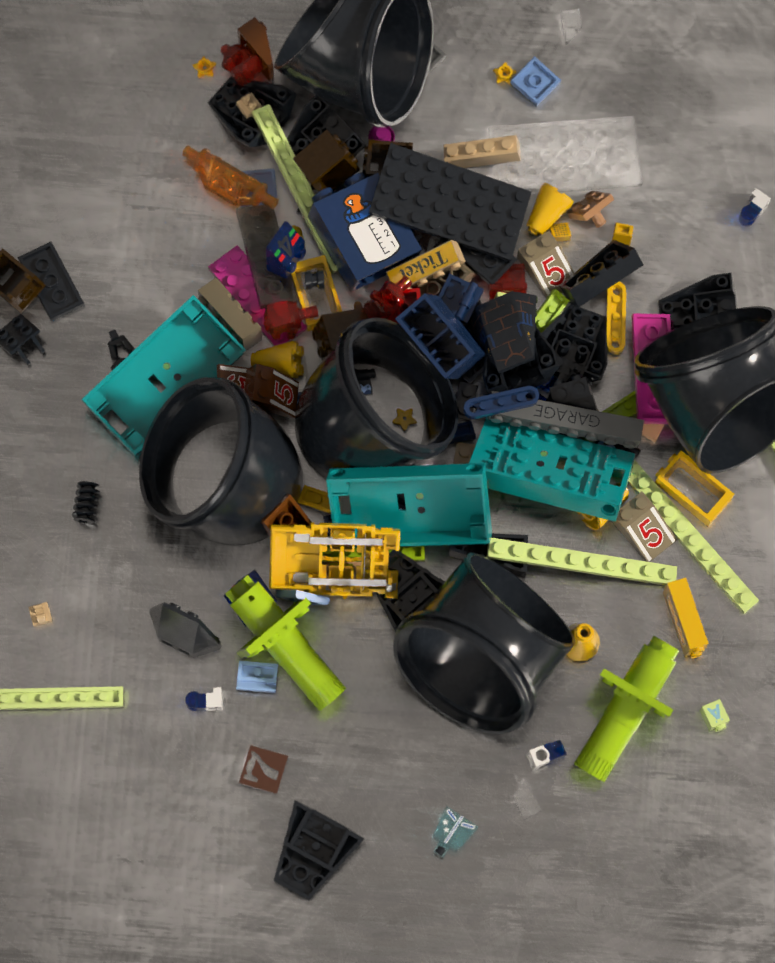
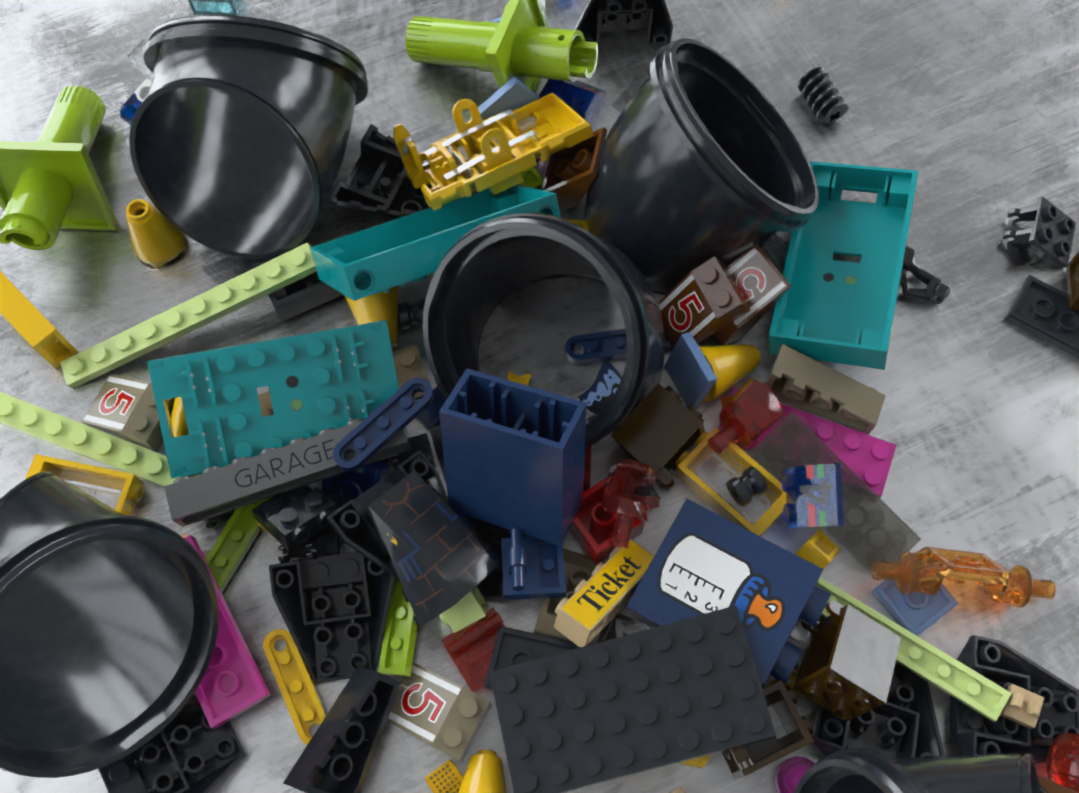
camera: 155 degrees right, 5 degrees down
(302, 359) = (690, 371): none -> medium blue tile

